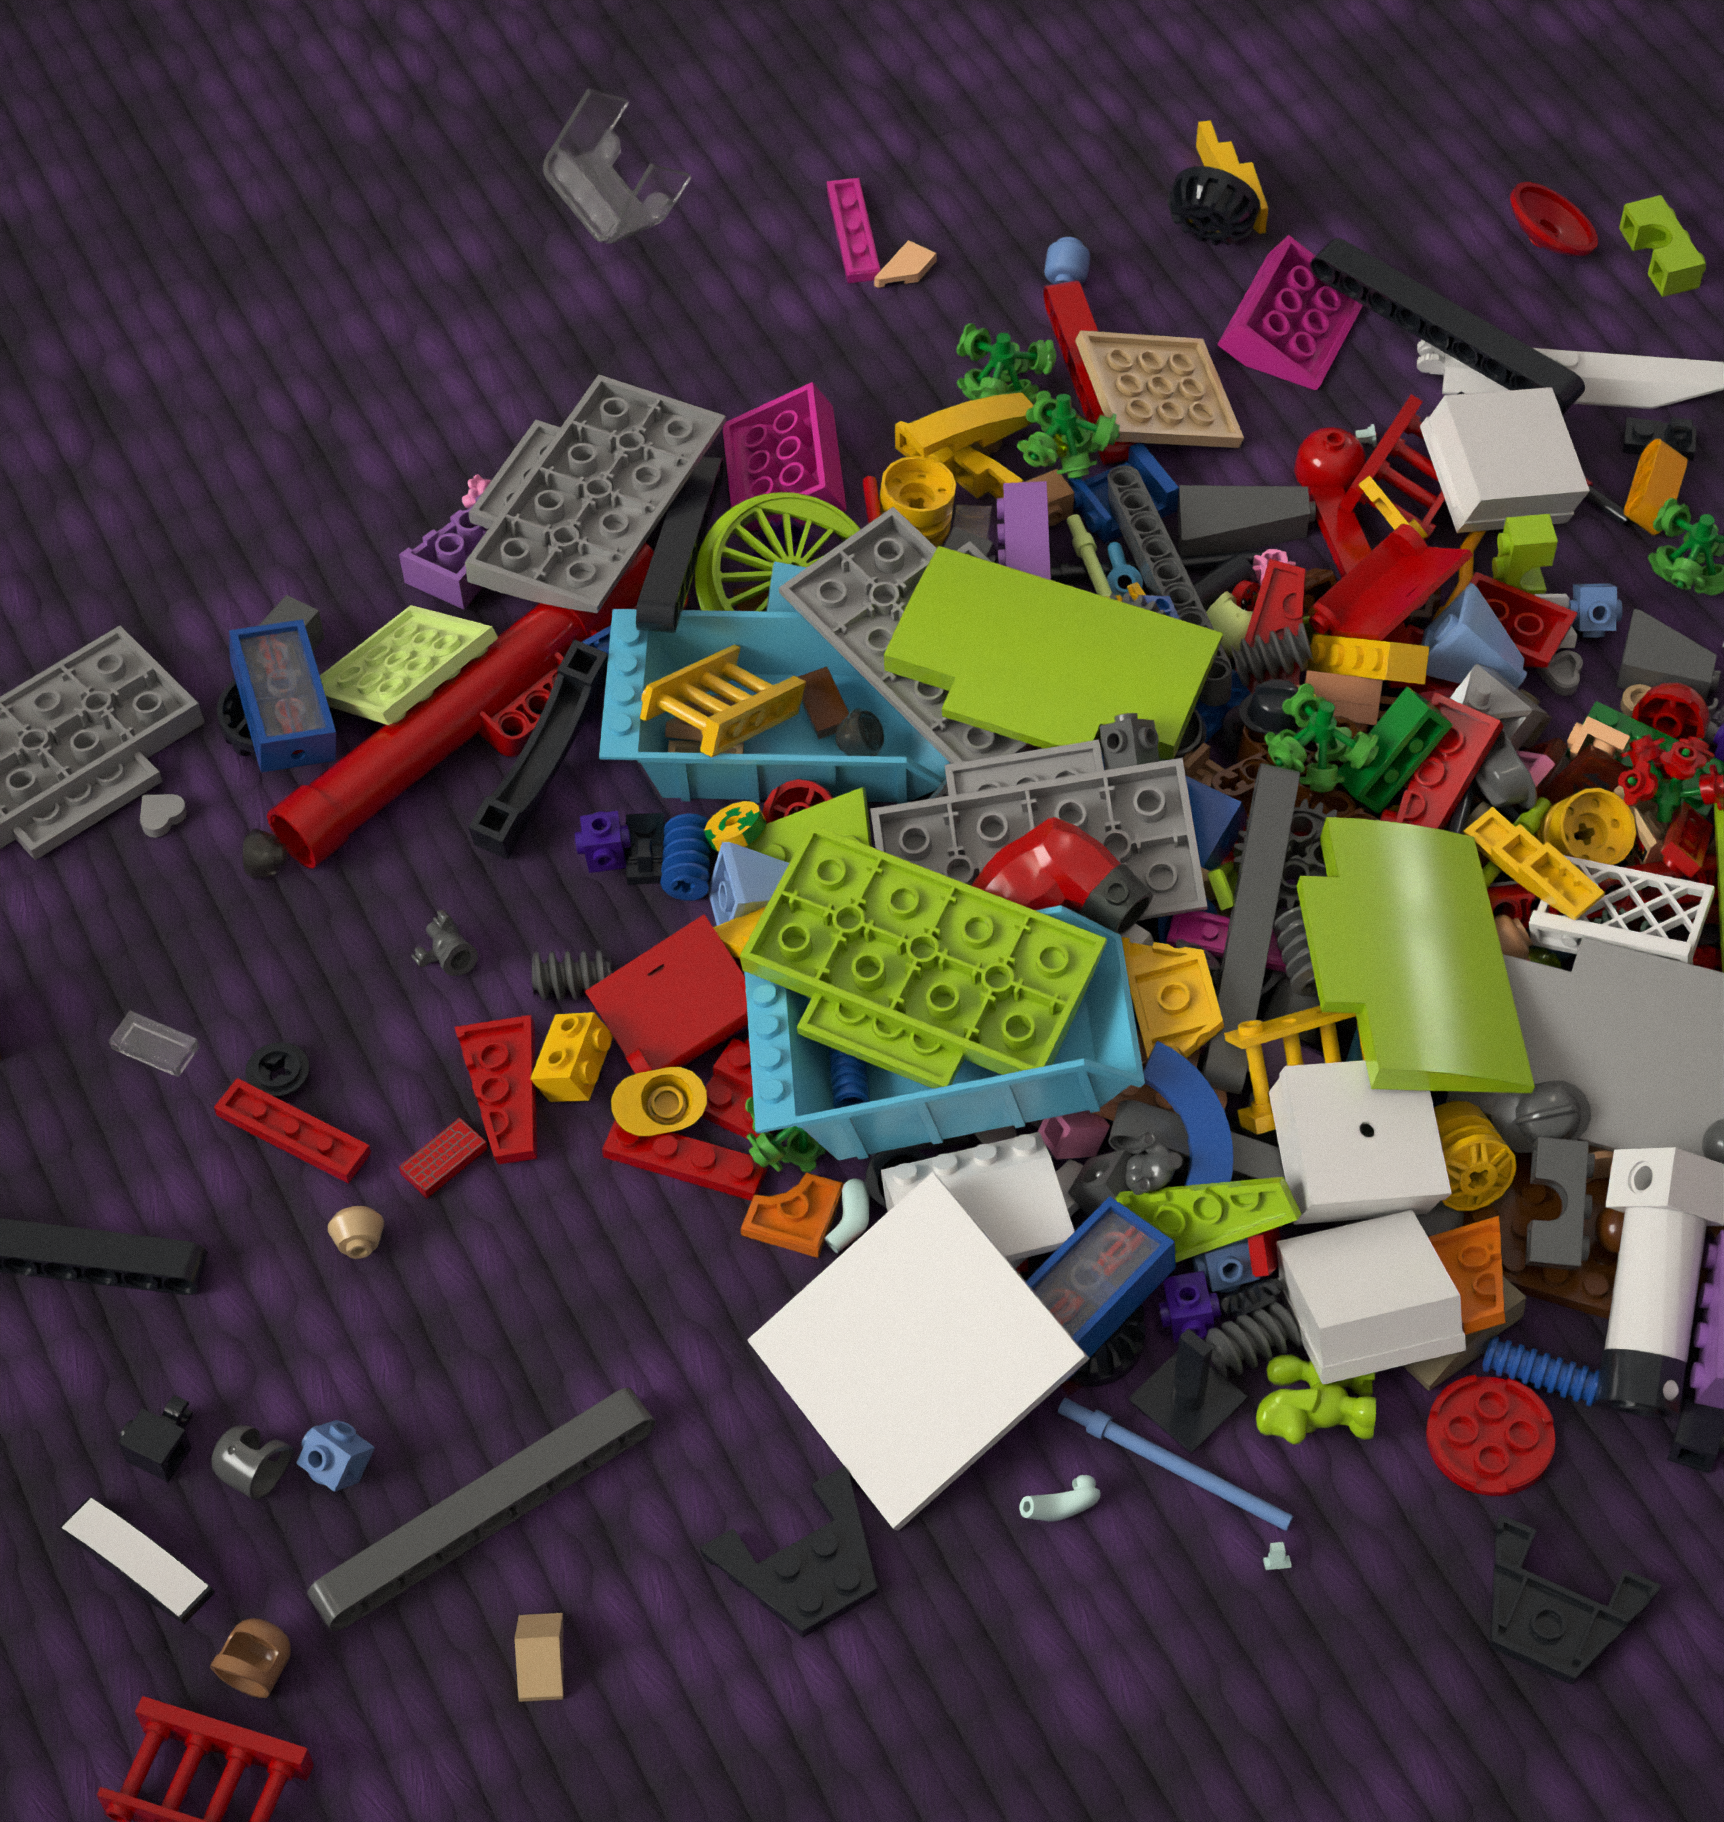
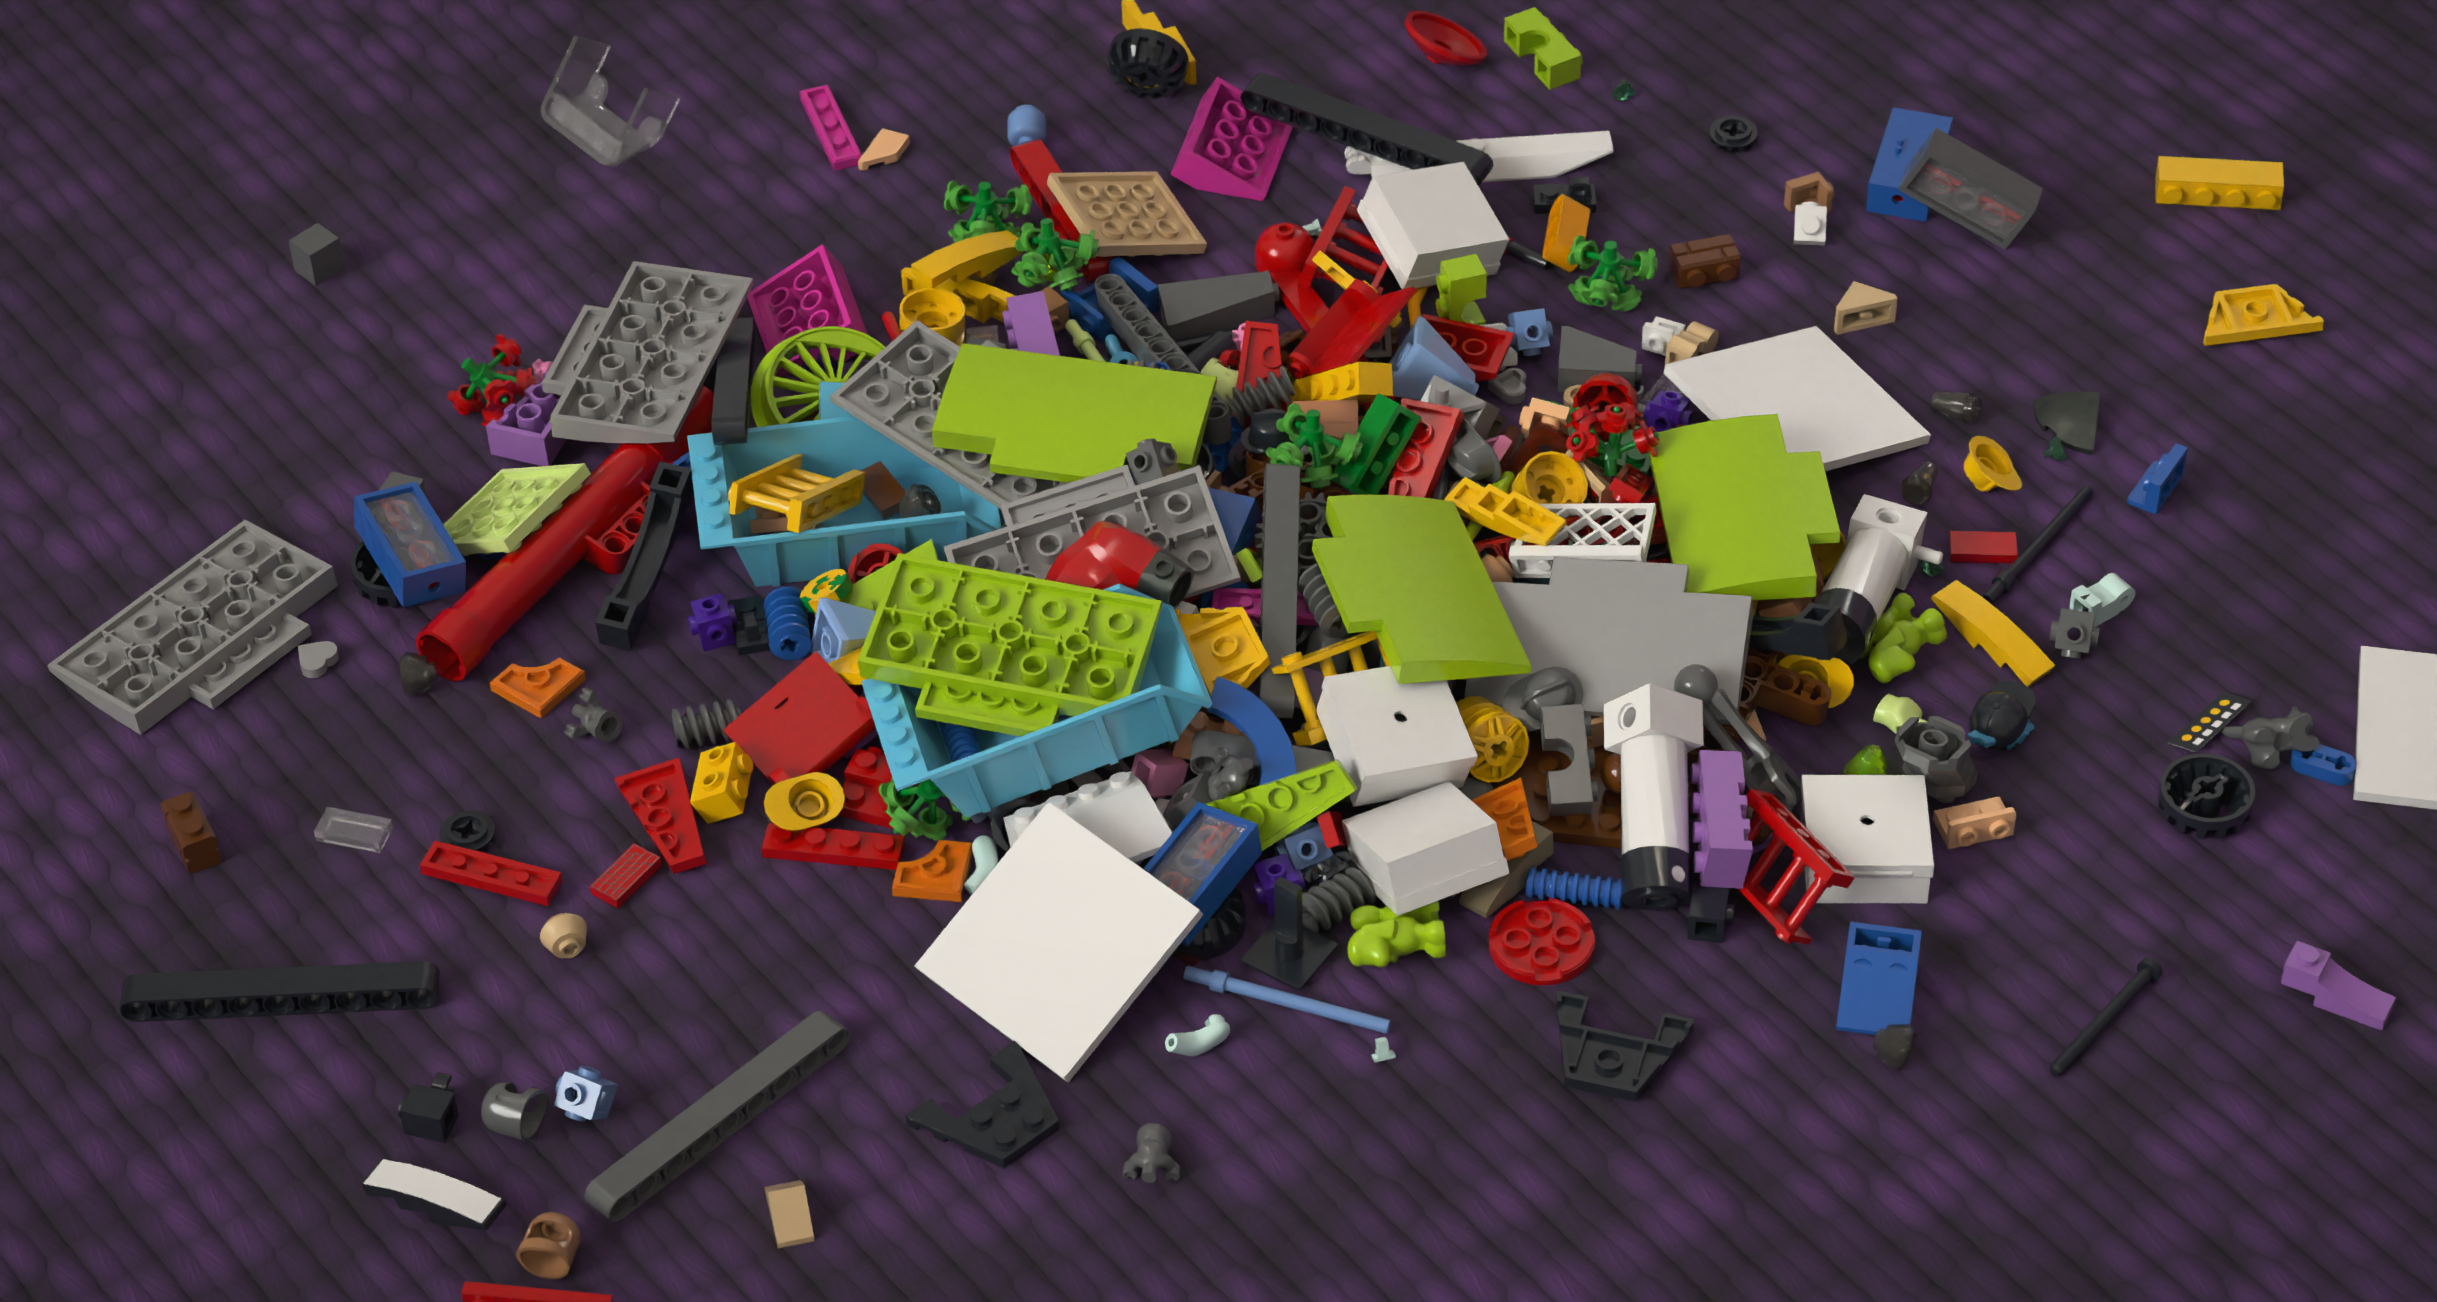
camera: 10 degrees left, 10 degrees down
(266, 307) = (316, 254): none -> dark grey piece
(396, 891) = (538, 687): none -> orange tile
(417, 504) = (497, 386): none -> red plant
(978, 1660) = (1152, 1154): none -> dark grey piece

